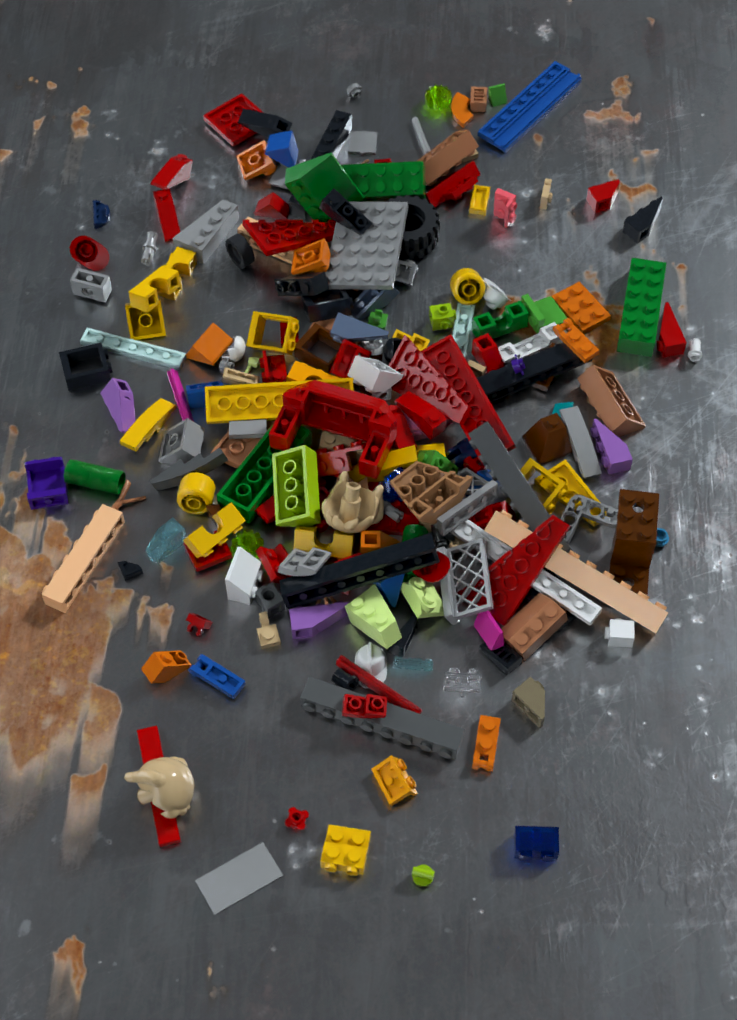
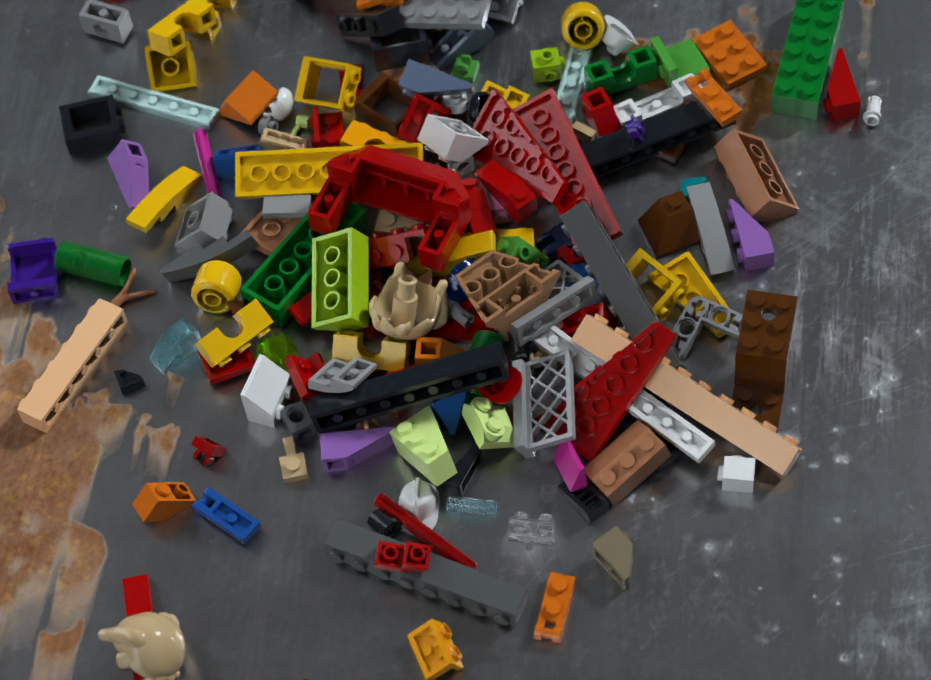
camera: 10 degrees right, 0 degrees up
(662, 537) = (801, 353): dark azure plate -> none

